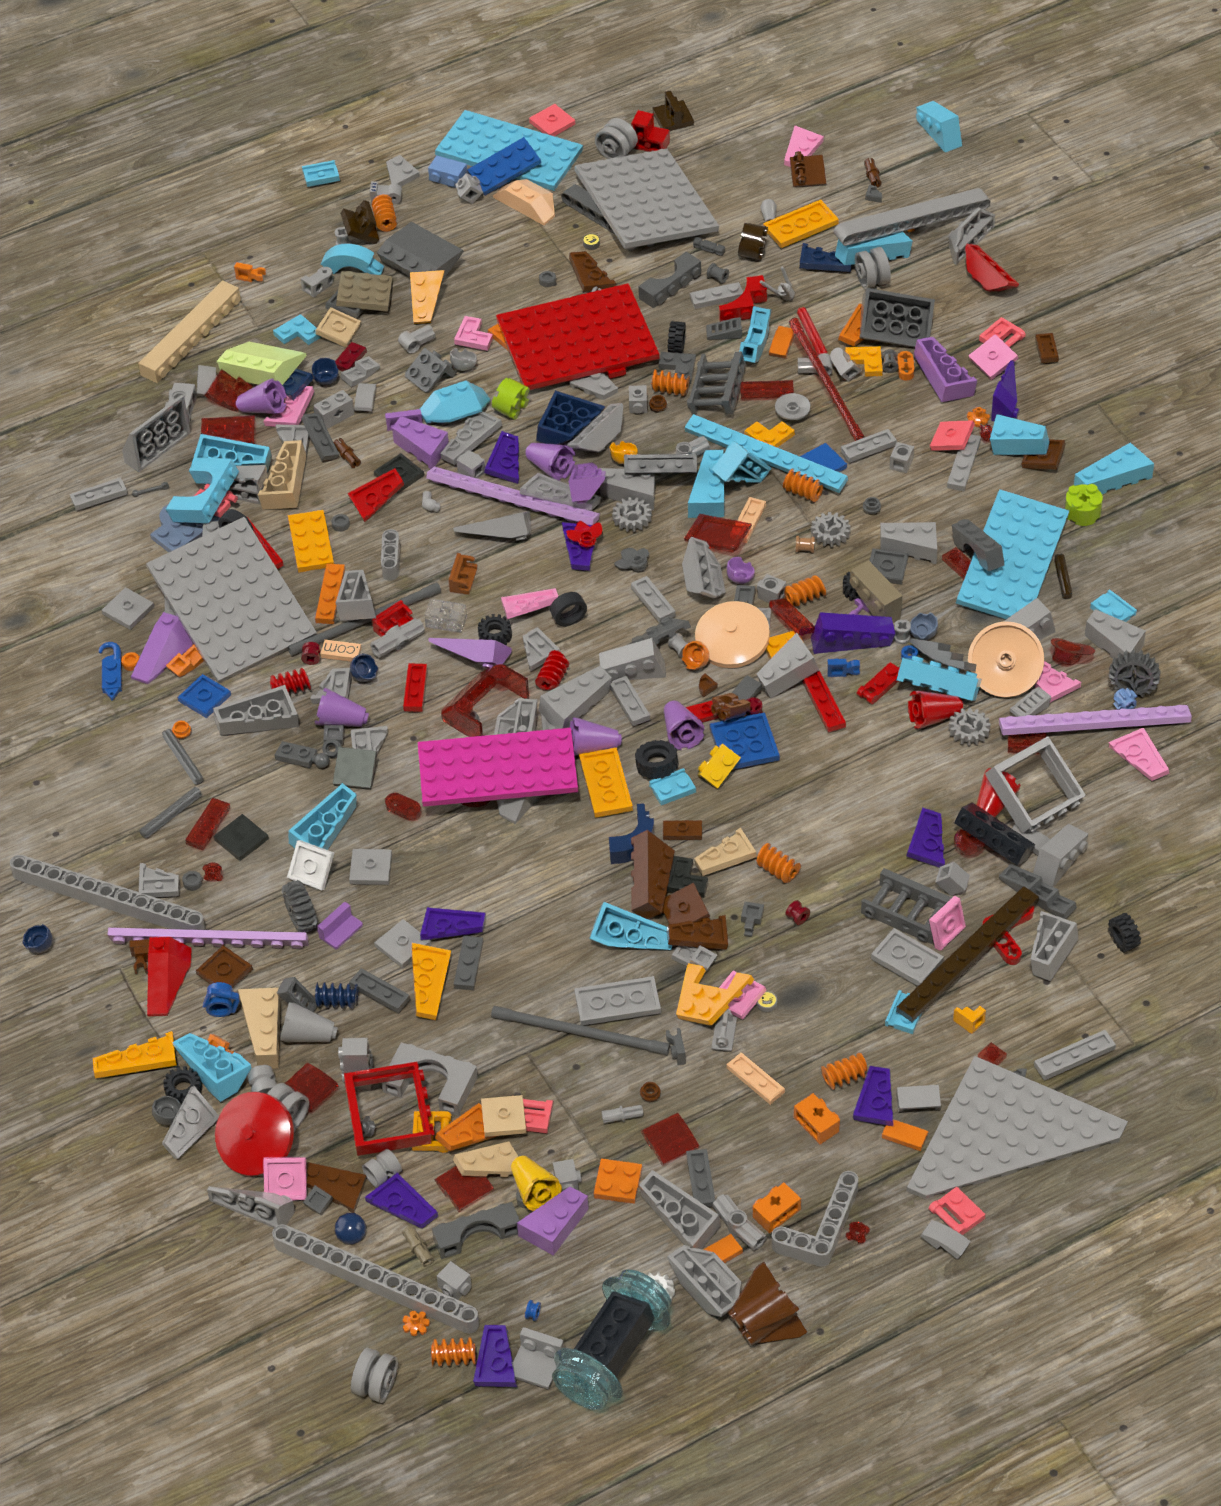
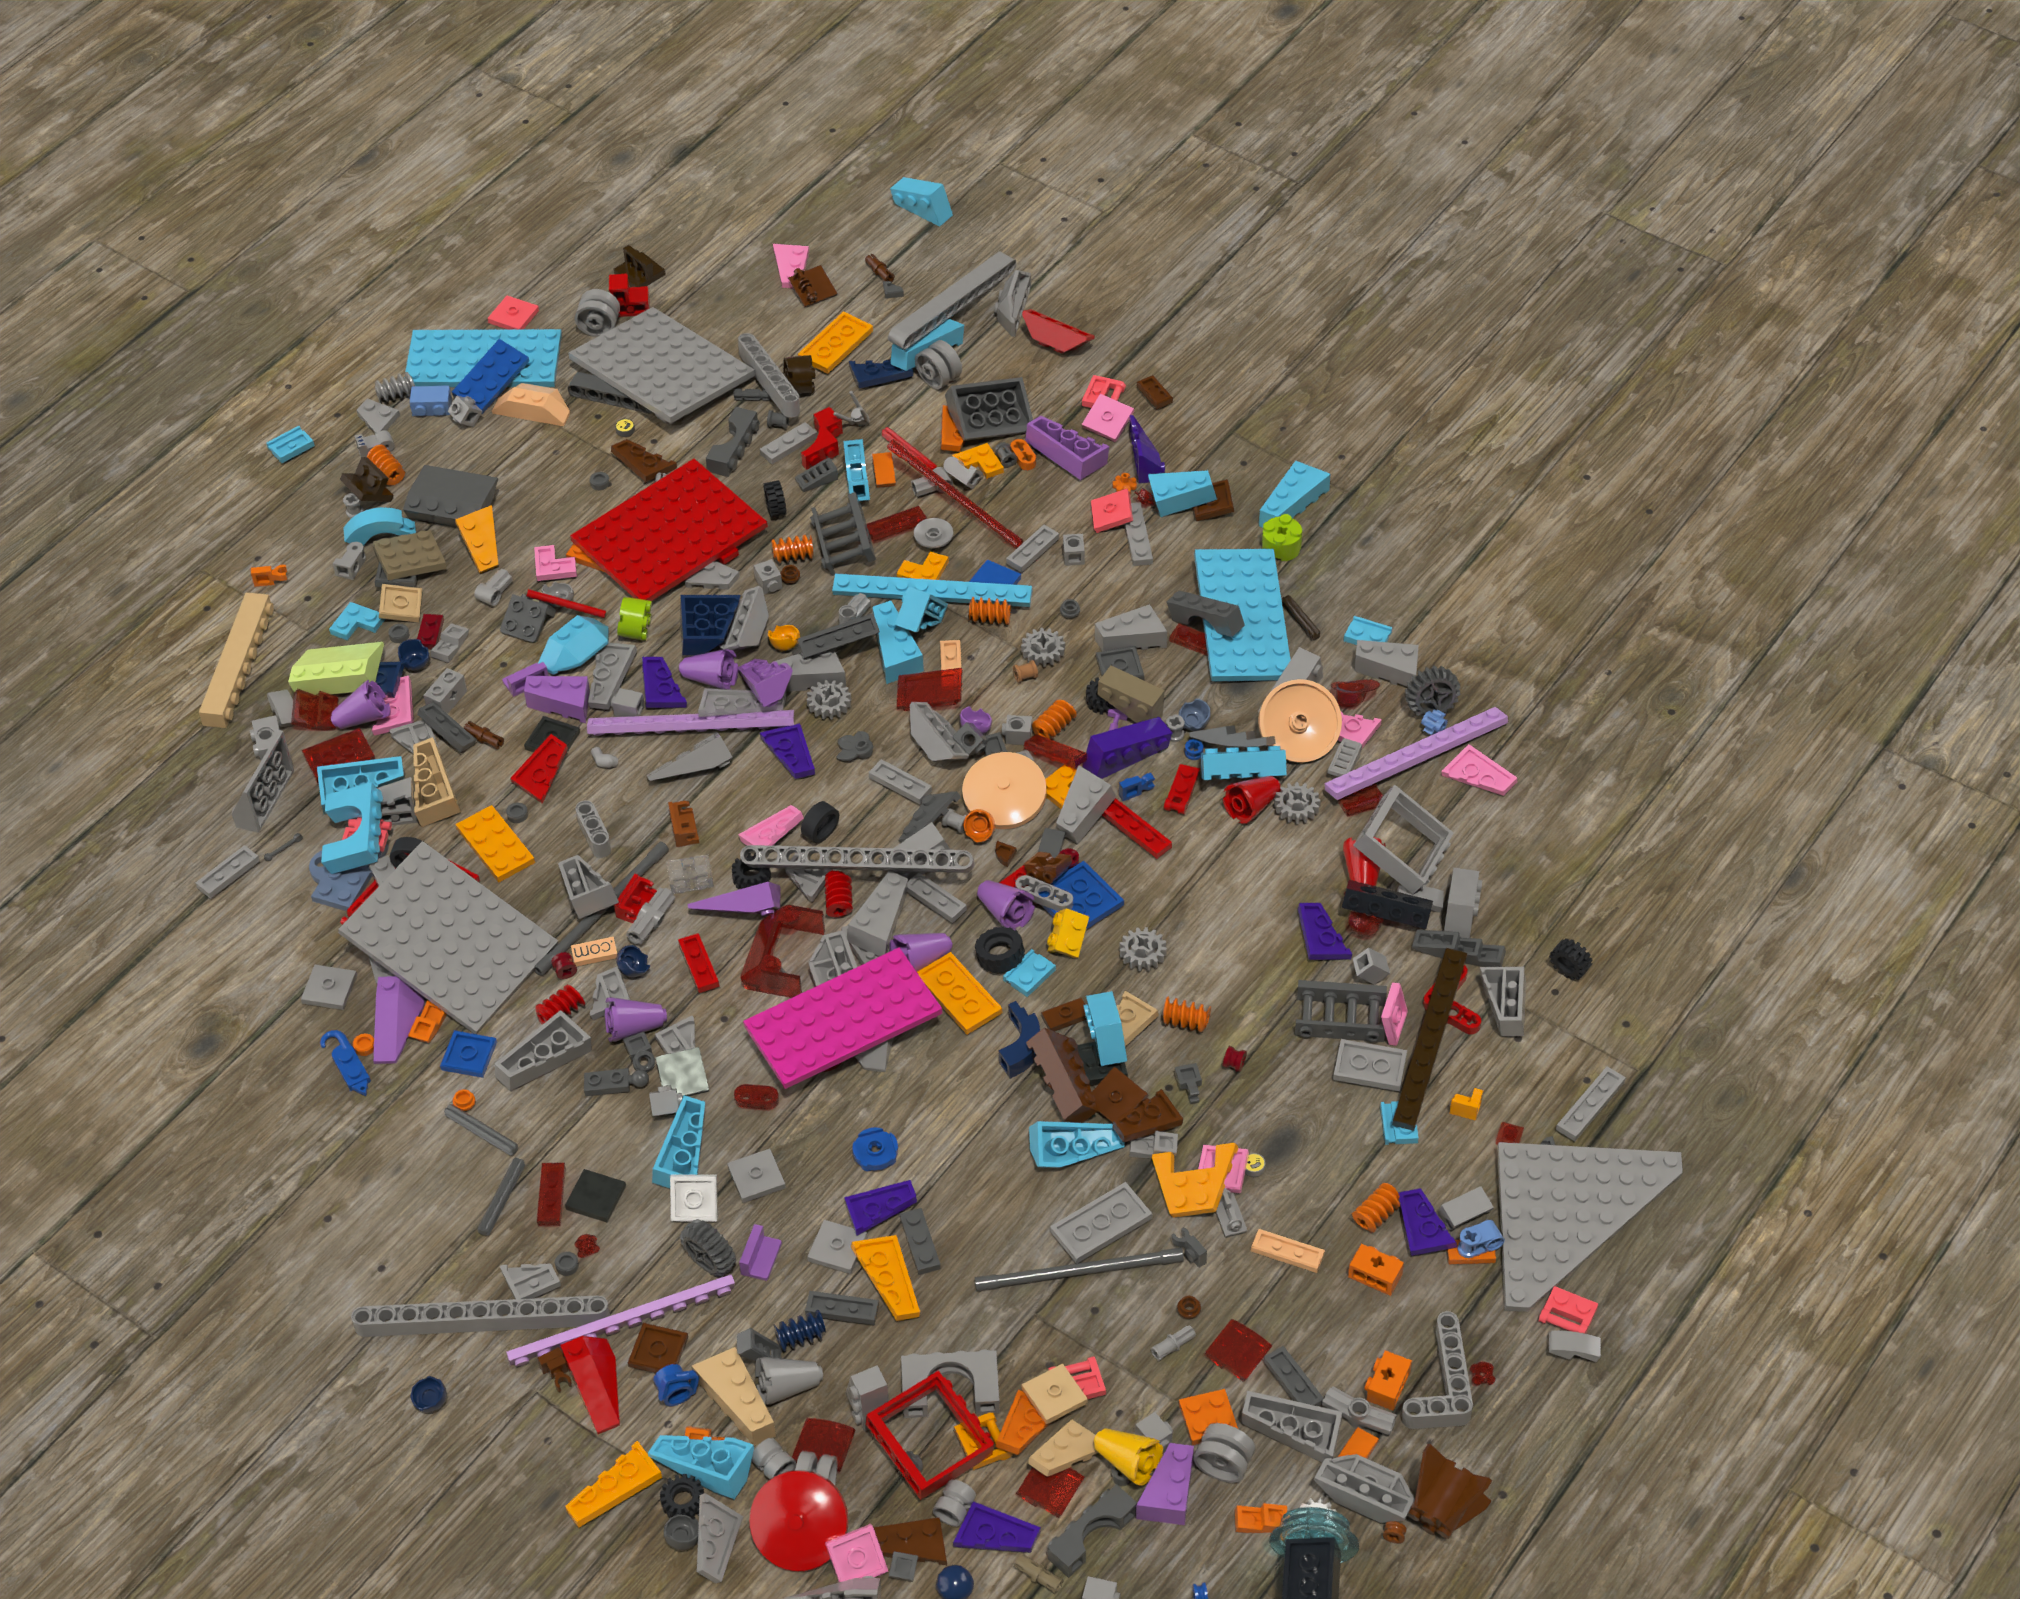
camera: 25 degrees left, 0 degrees up
(325, 350) = (398, 633): none -> dark grey tile
(328, 782) = (665, 1100): none -> light grey brick
(330, 588) = (548, 893): orange plate -> none
(365, 397) = (471, 668): light grey slope -> none
(424, 152) = (394, 387): none -> light grey piece
(464, 368) = (566, 603): none -> red bar
(472, 889) = (875, 1160): none -> blue plate
(583, 652) = (848, 853): none -> light grey beam
(585, 534) = (792, 737): red plate -> none
(605, 1268) = (1258, 1519): none -> orange slope
(609, 1210) = (1224, 1452): none -> light grey wheel
(680, 362) = (791, 524): dark grey plate -> none
(701, 848) = (1105, 1028): none -> medium azure wedge
(713, 1324) = (1394, 1532): none -> dark orange bush
(717, 735) = (1050, 901): none -> light grey beam
(720, 579) = (962, 737): none -> dark grey brick
(727, 233) = (769, 375): none -> light grey beam
(768, 209) = (794, 338): light grey cone -> none
(773, 799) = (1143, 948): none -> light grey gear
(915, 1126) = (1481, 1237): none -> medium blue piece

